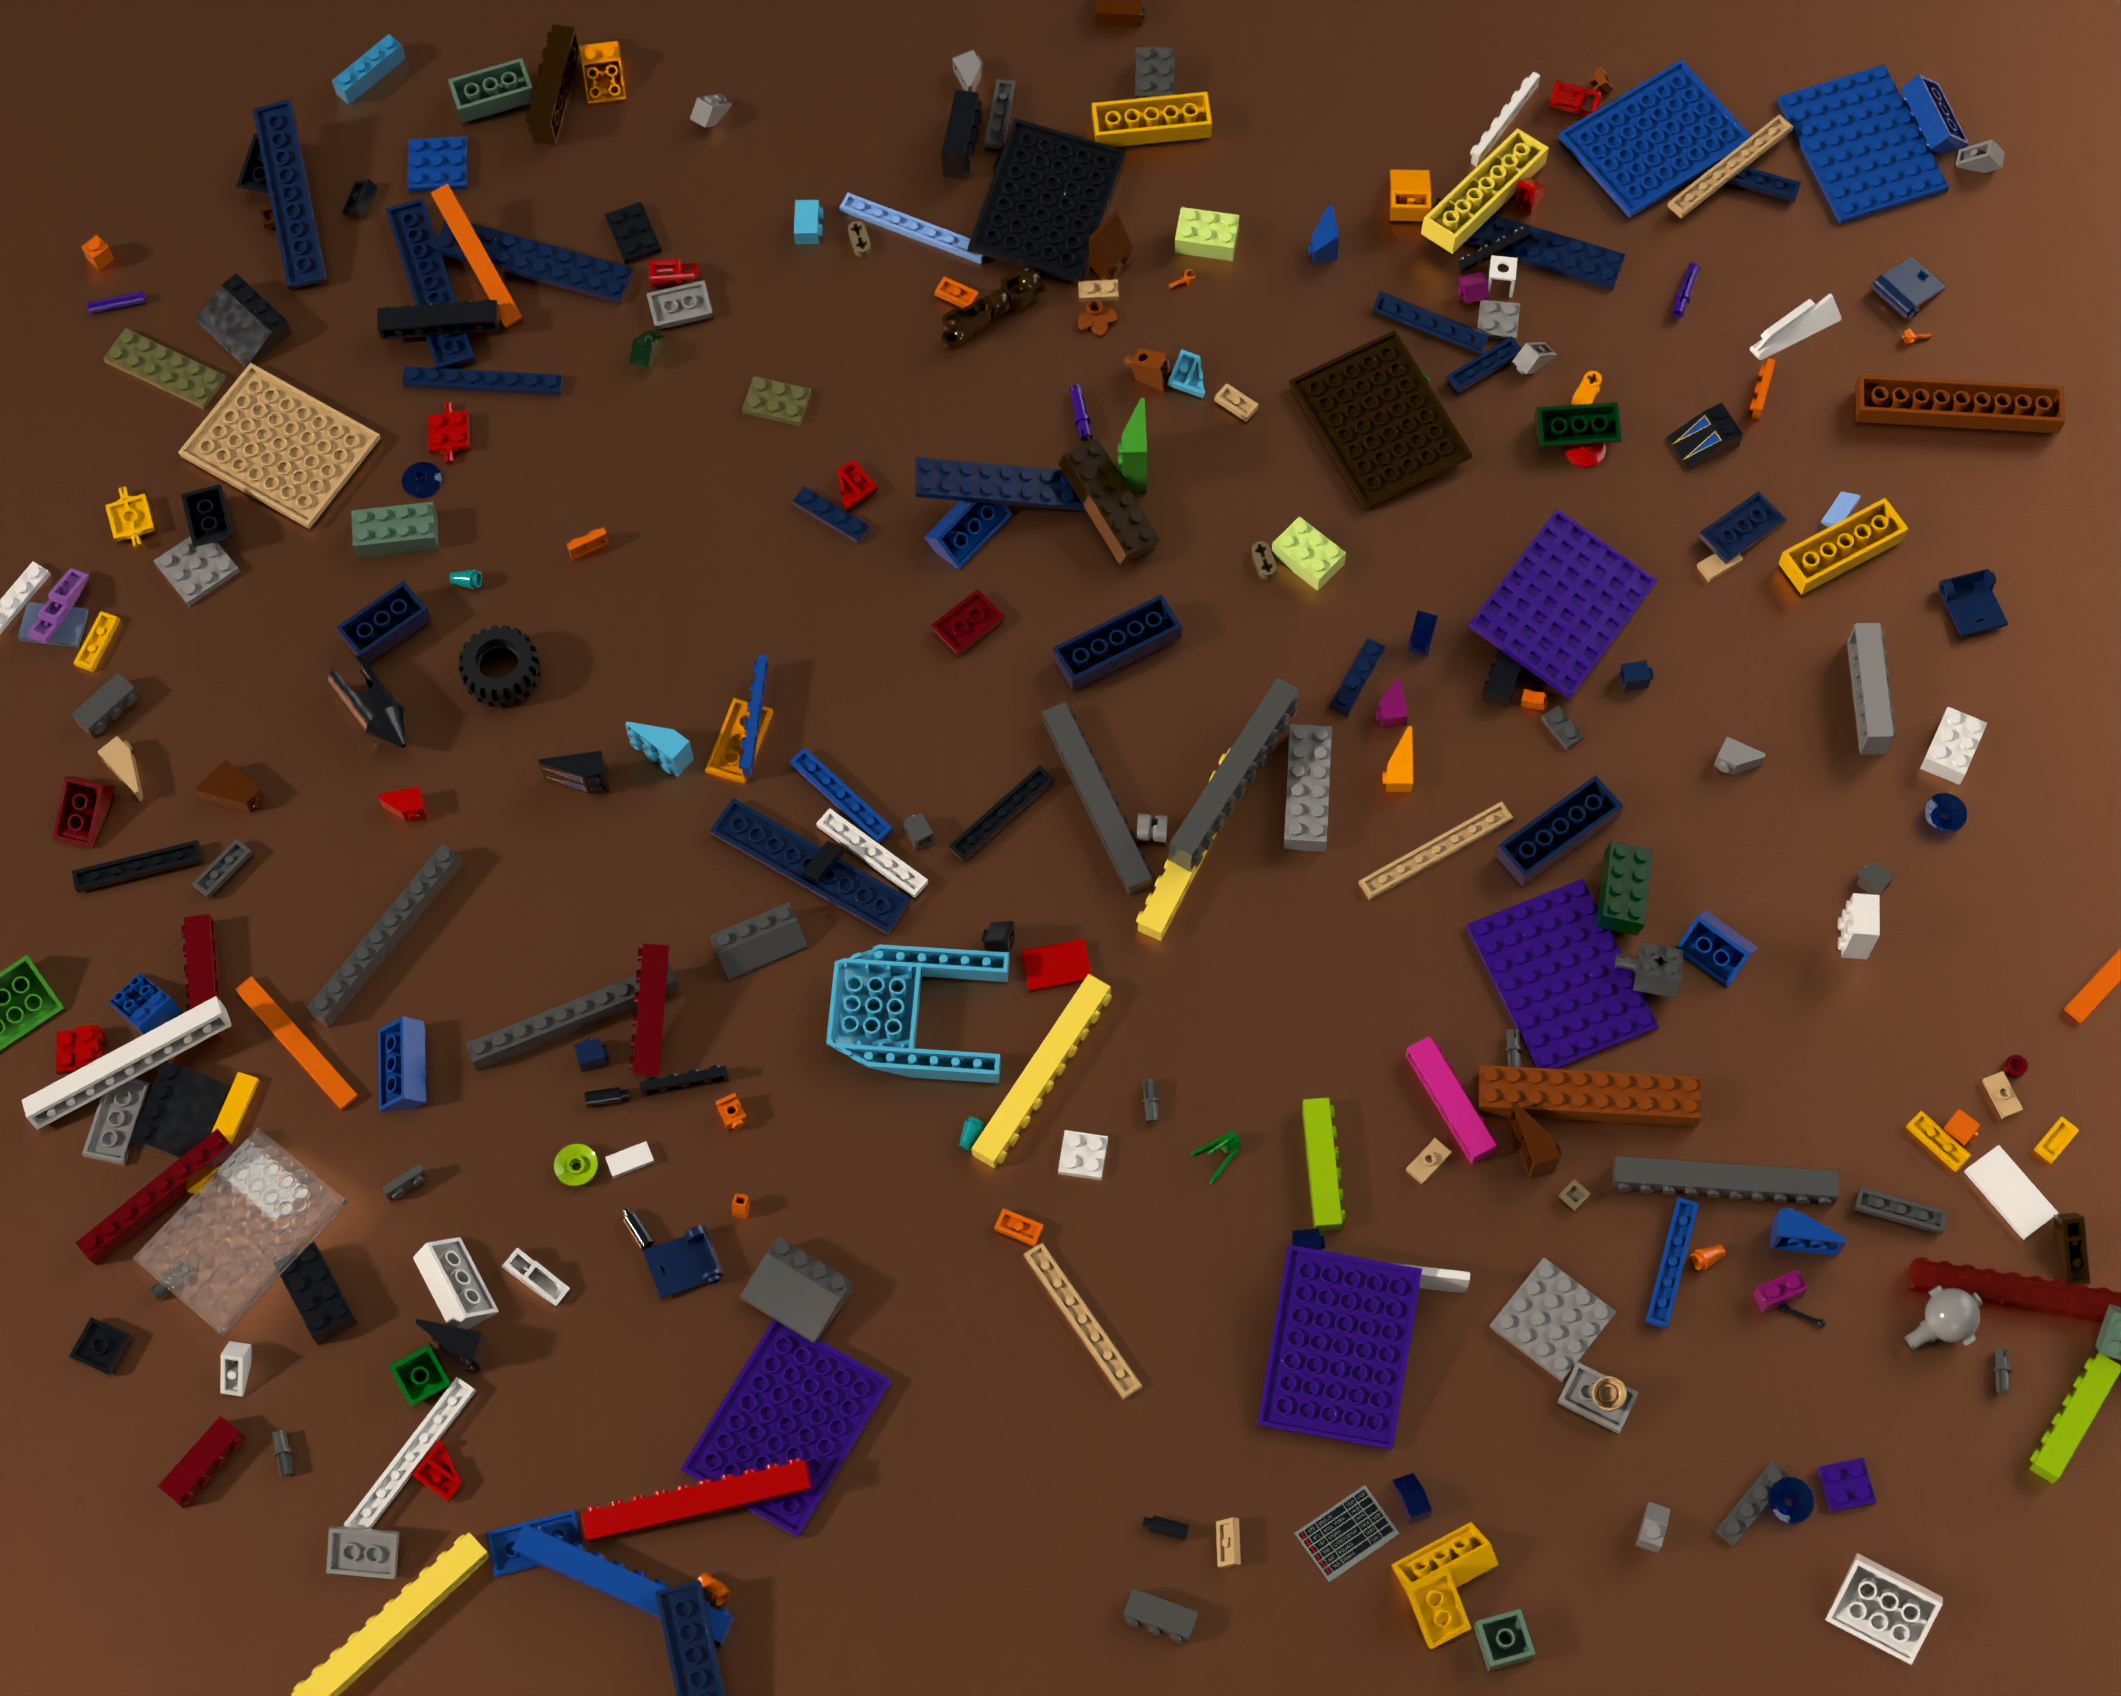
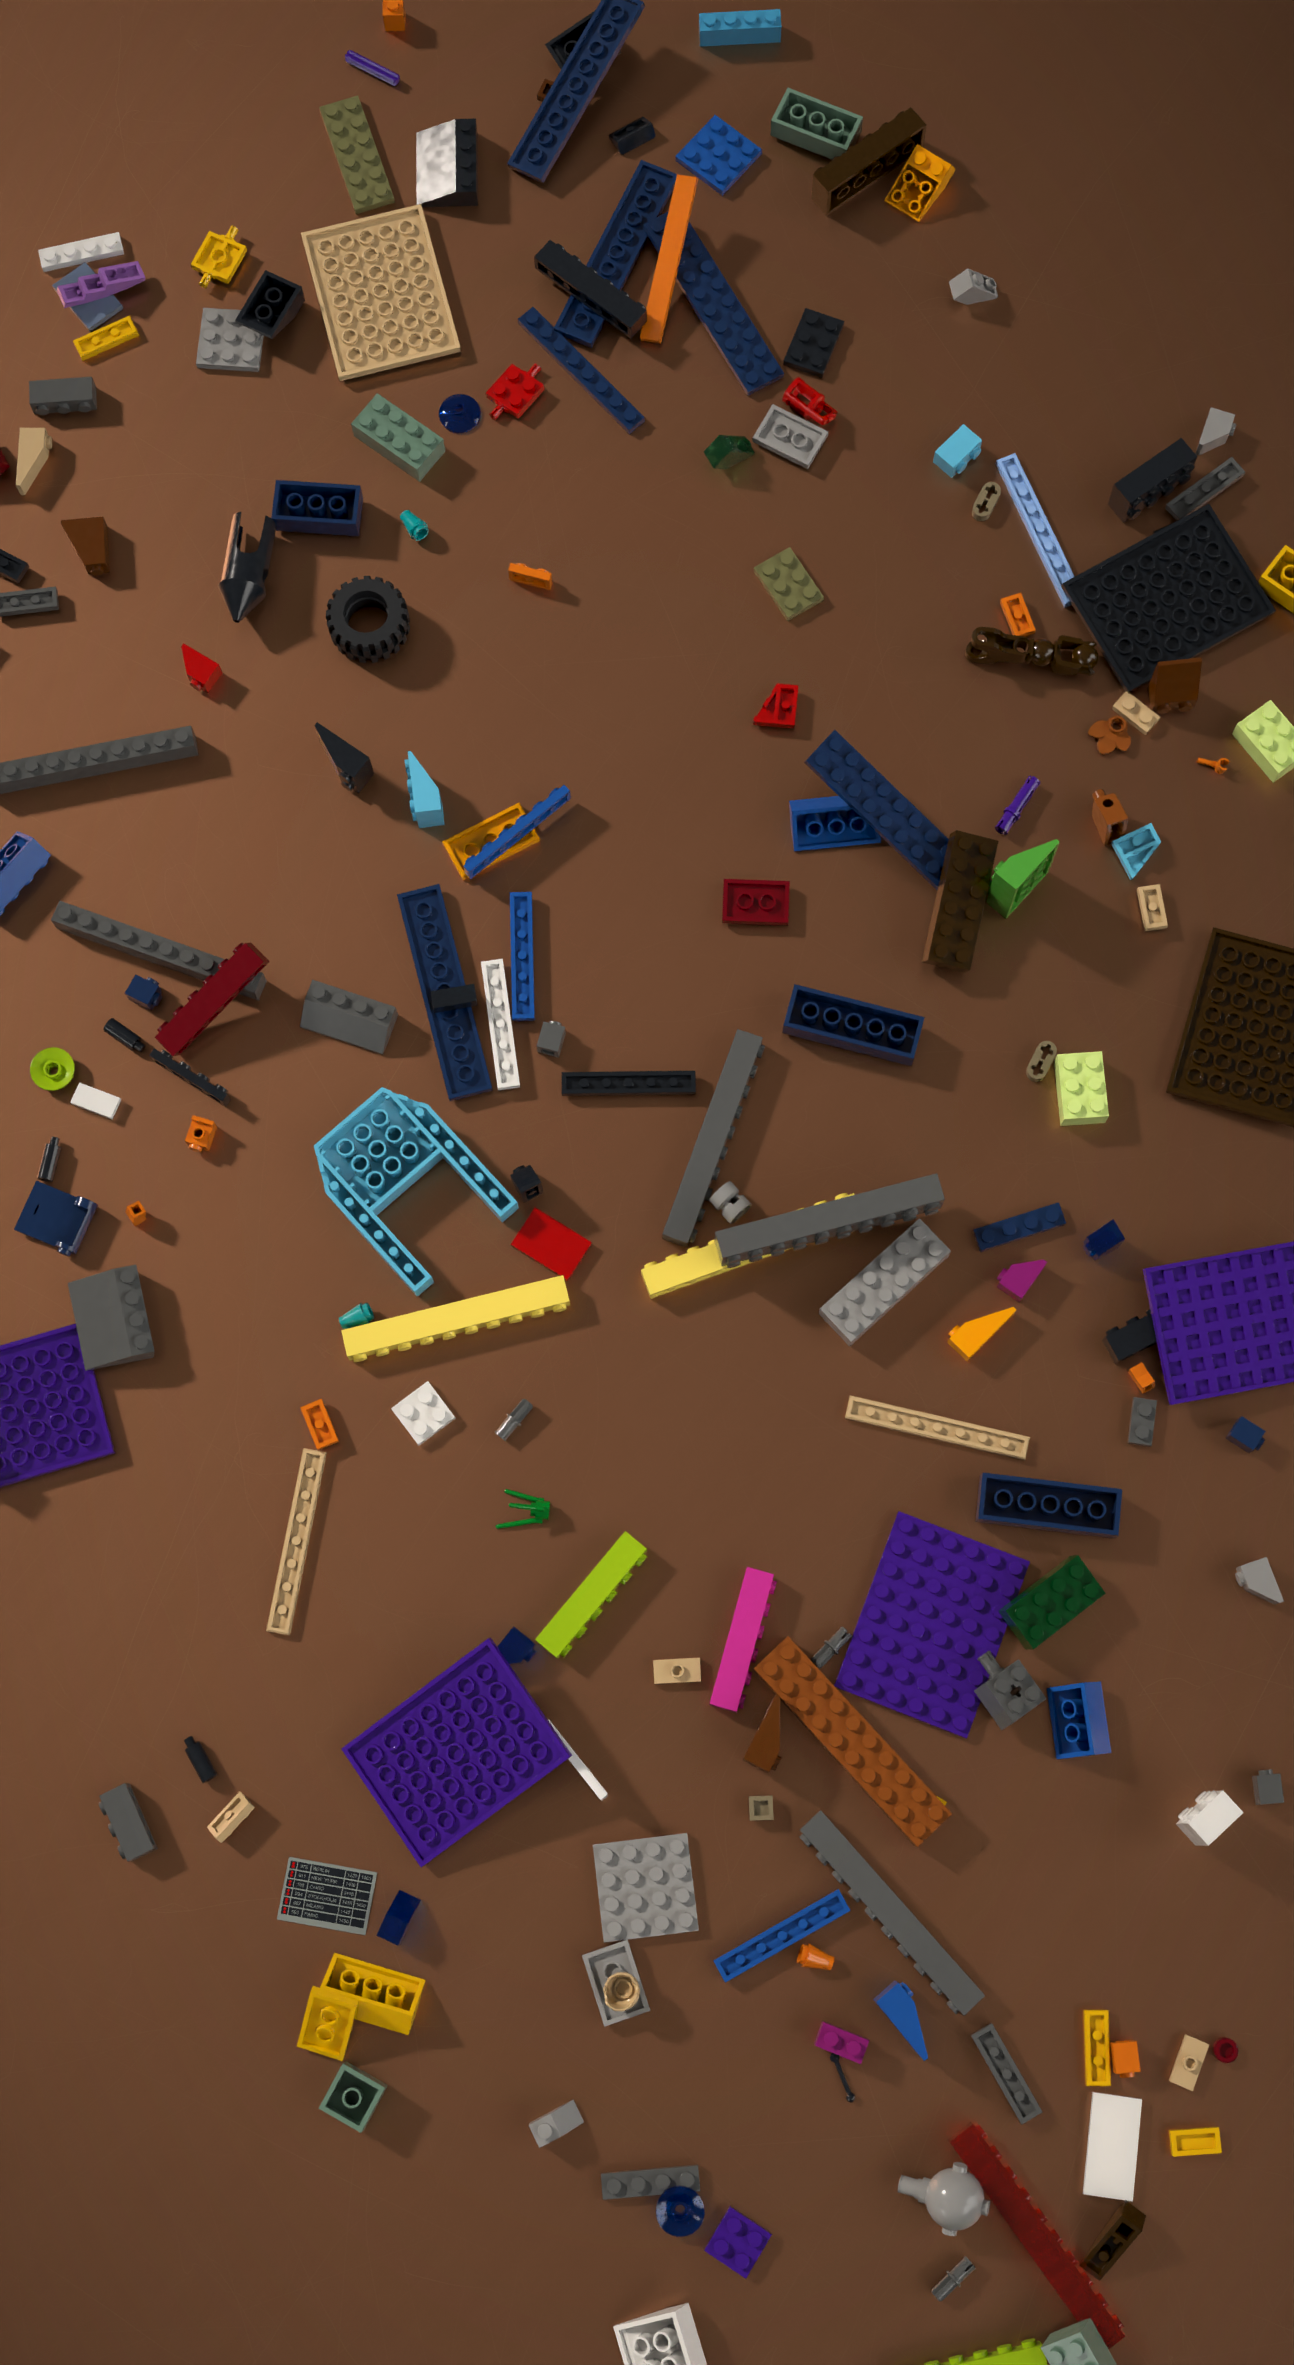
camera: 45 degrees right, 10 degrees up
(831, 515) = (738, 717): dark blue plate -> none

